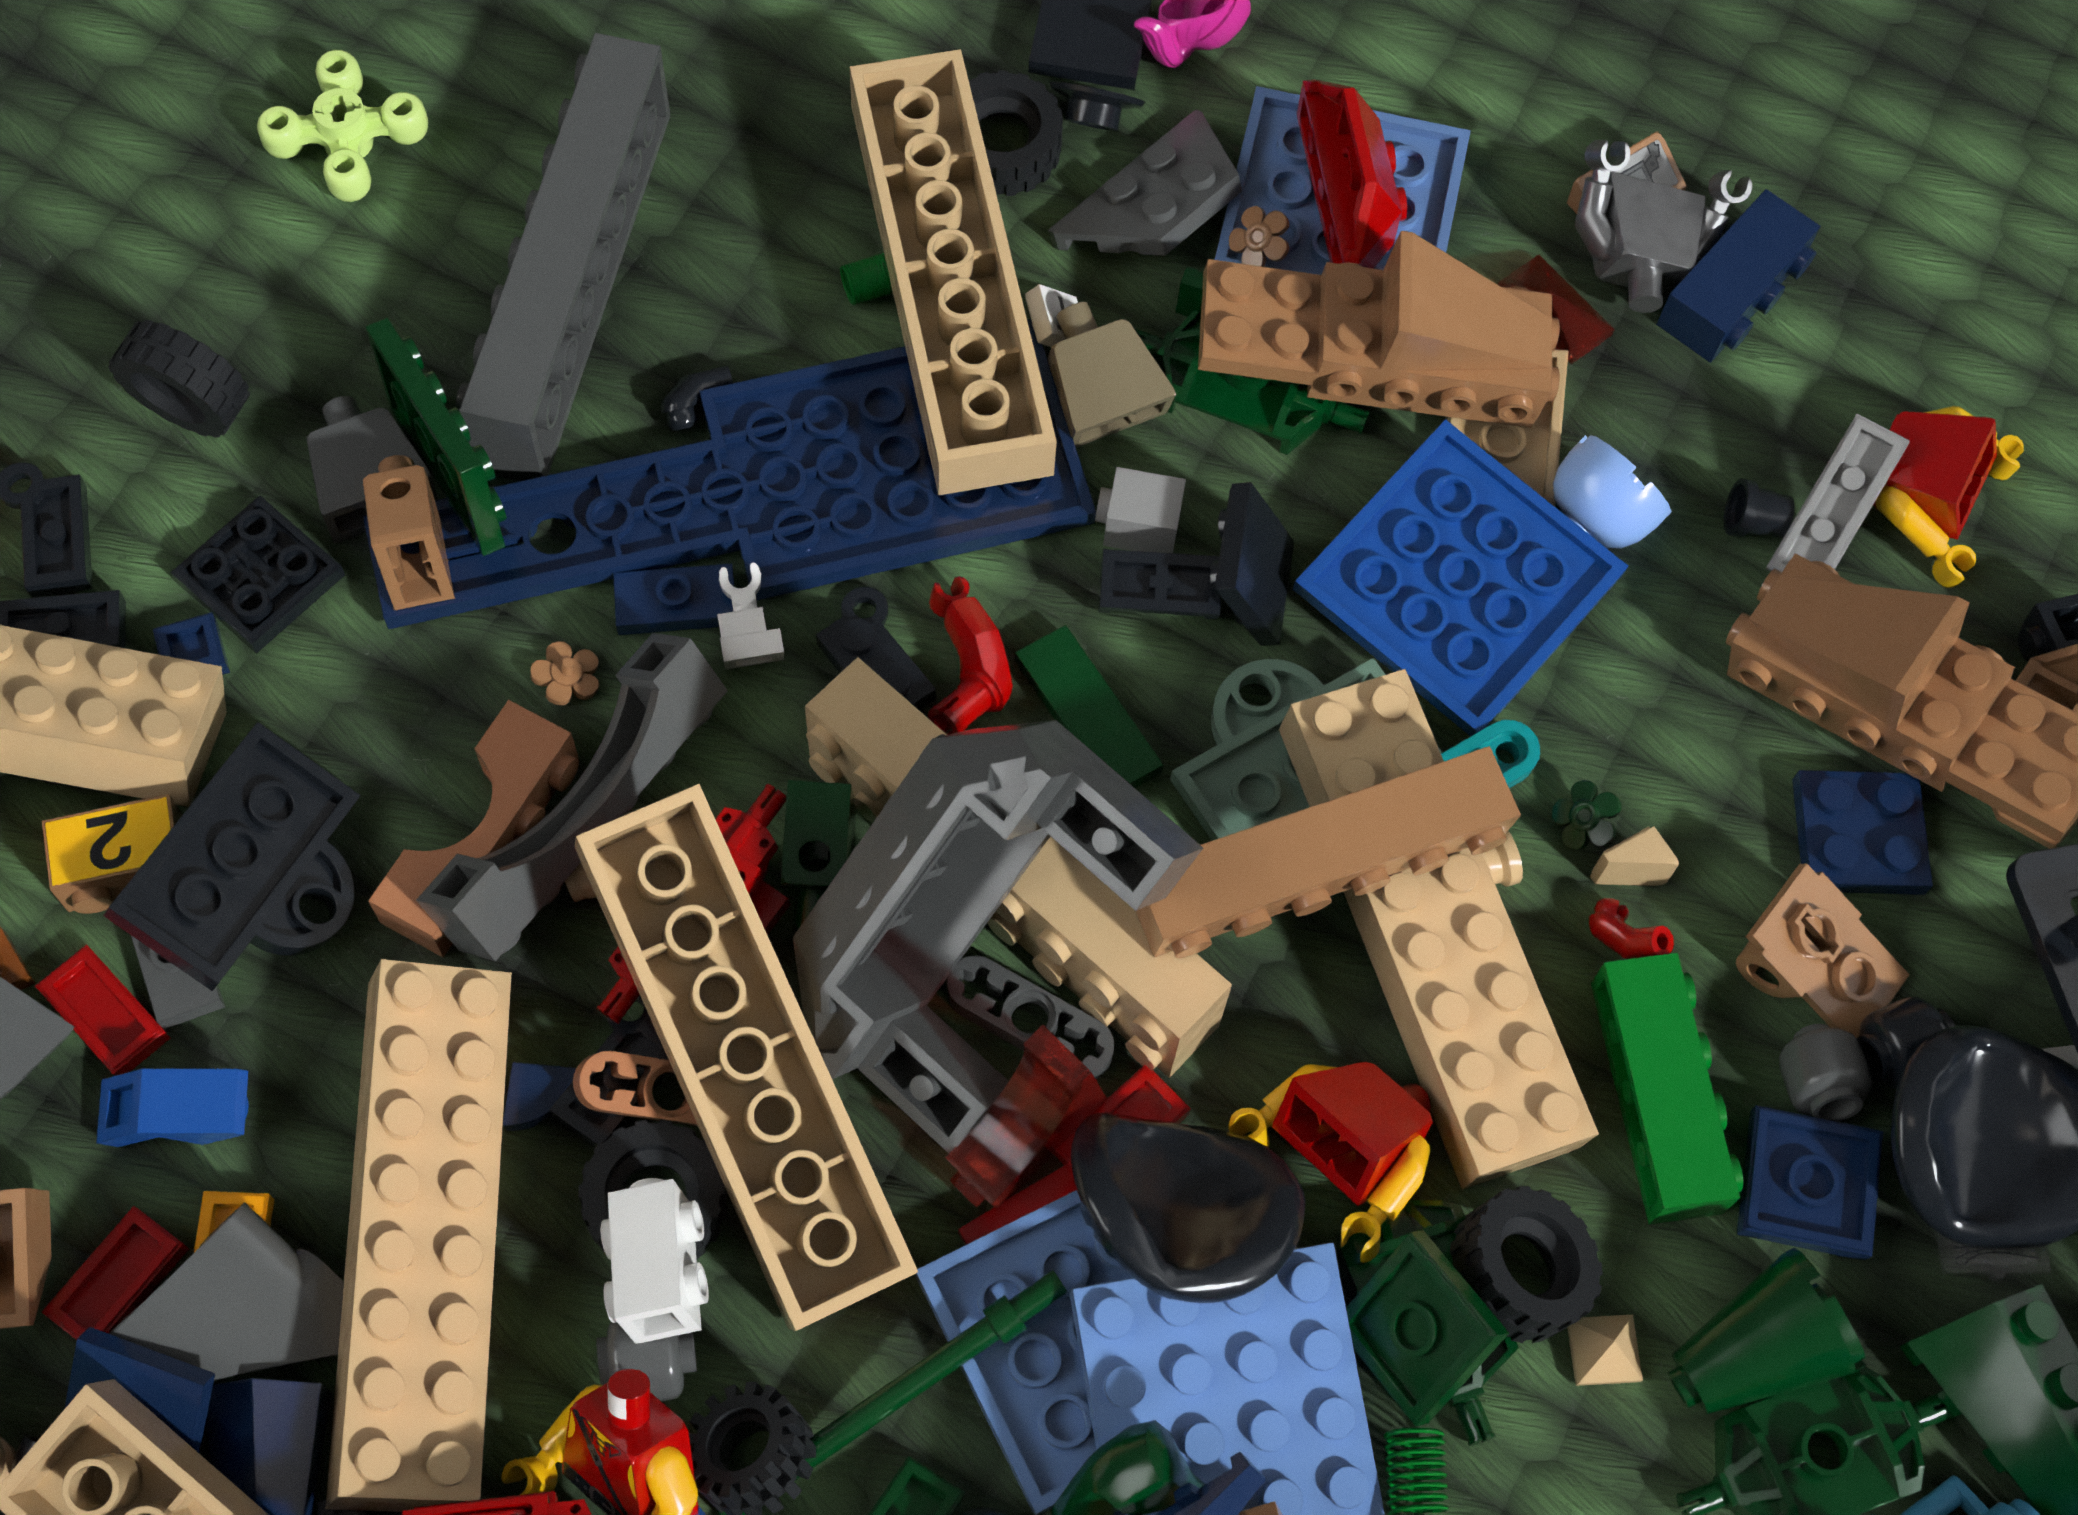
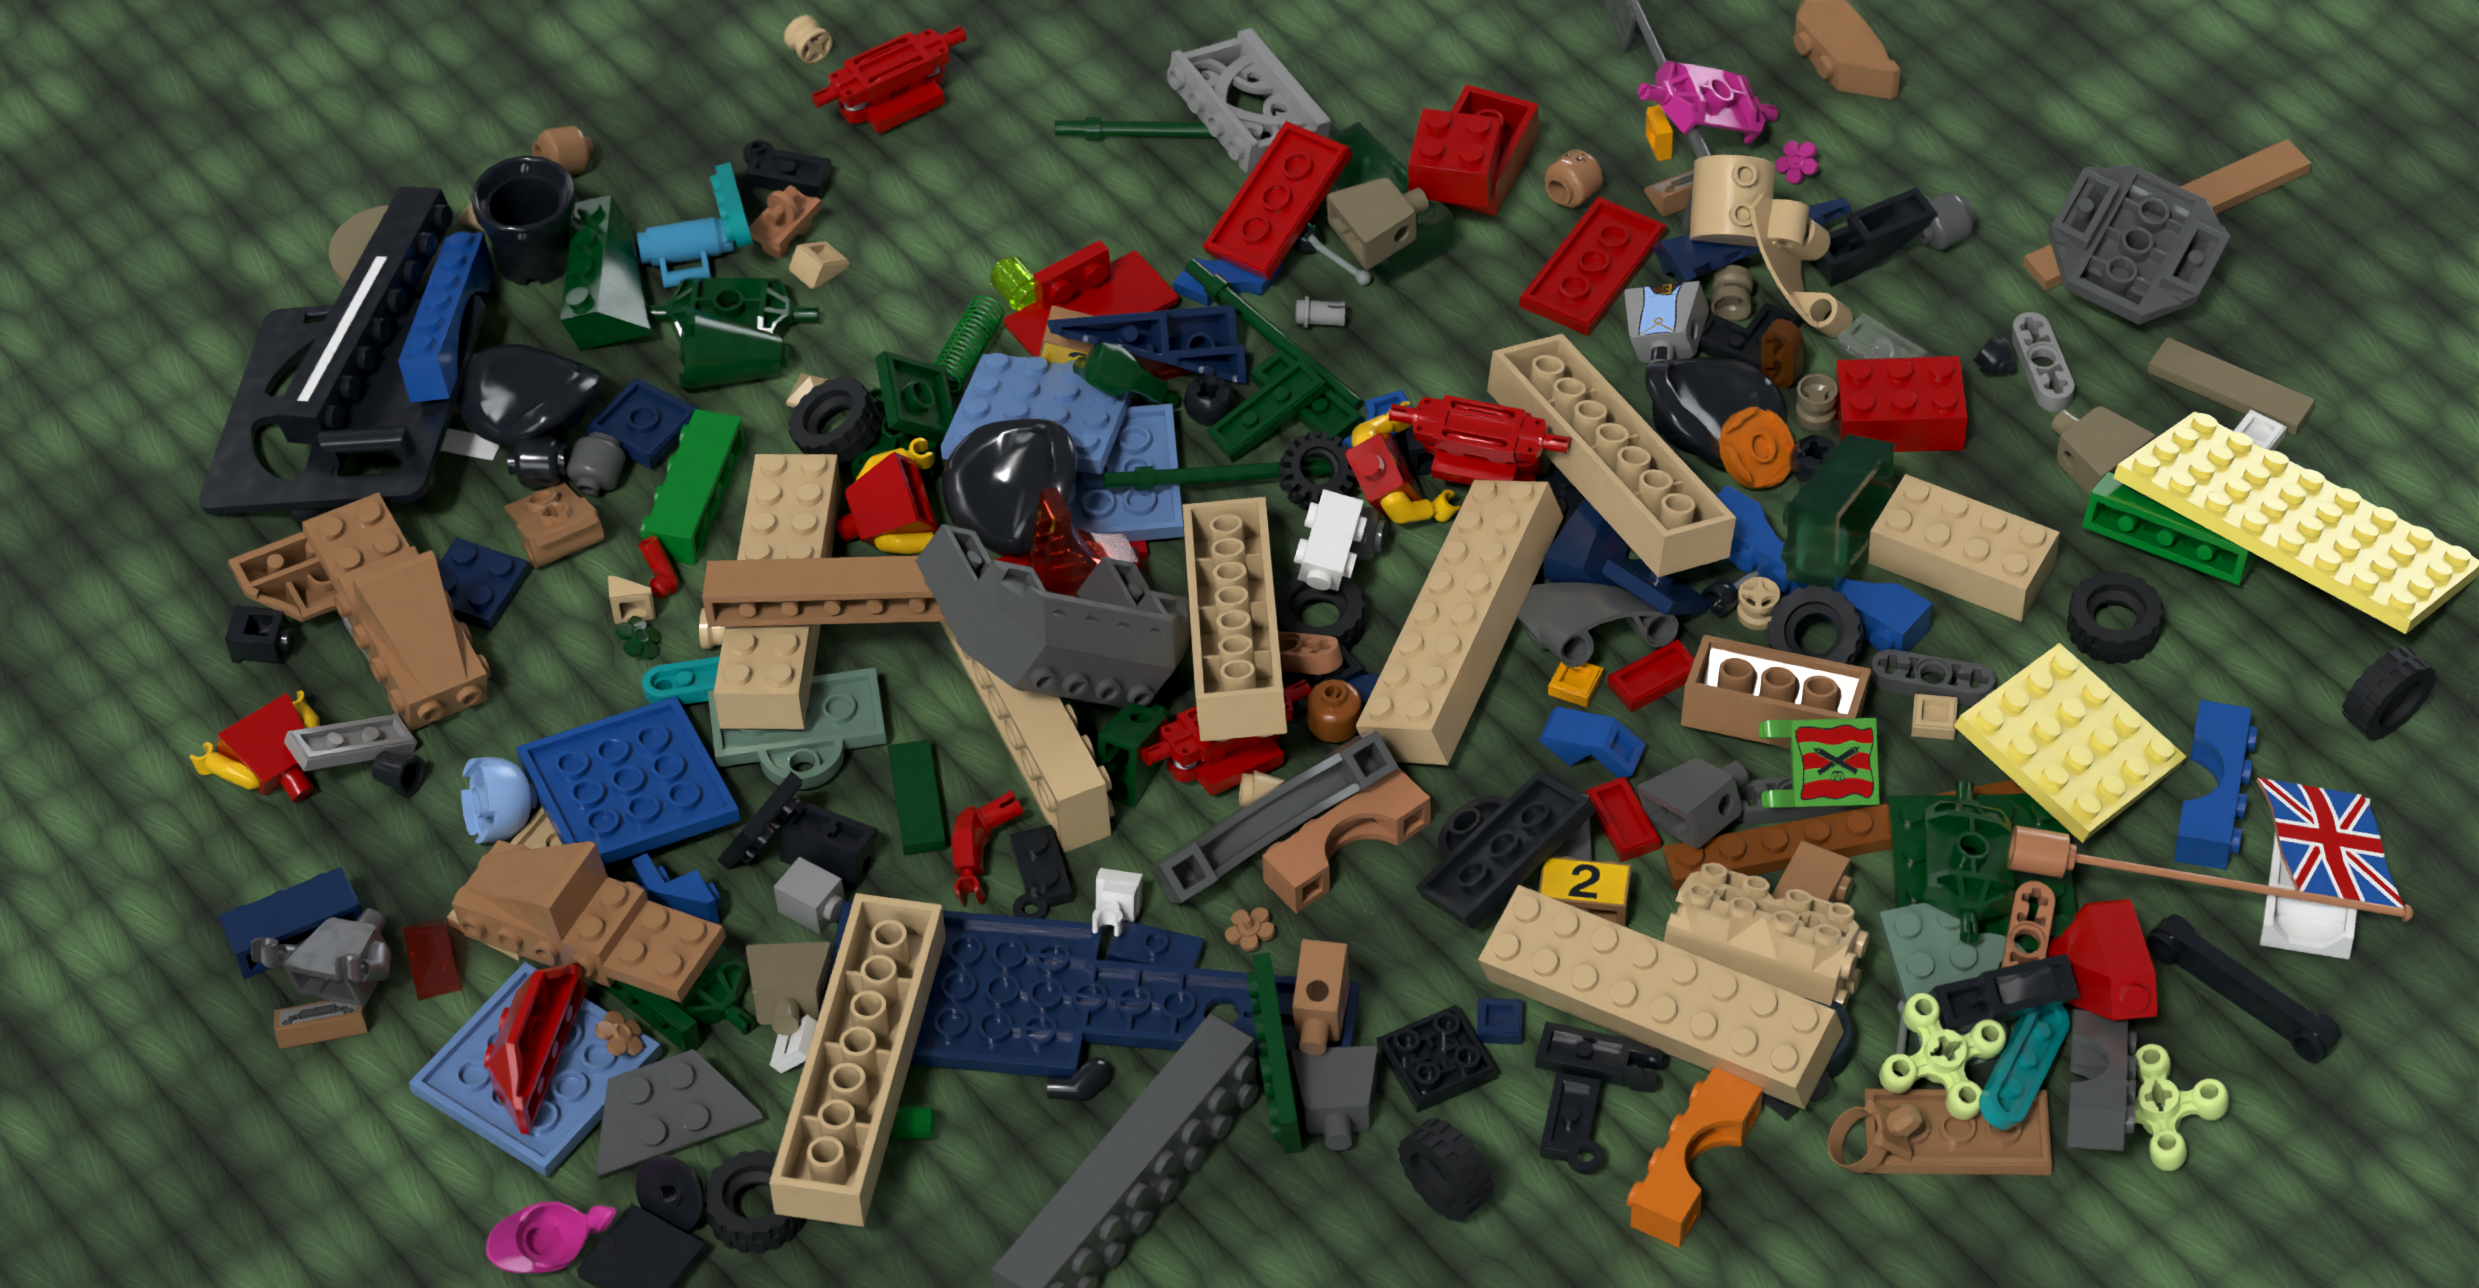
camera: 150 degrees left, 15 degrees down
(562, 1017) = (1333, 710): none -> dark orange head
(1287, 456) = (682, 894): none -> blue slope

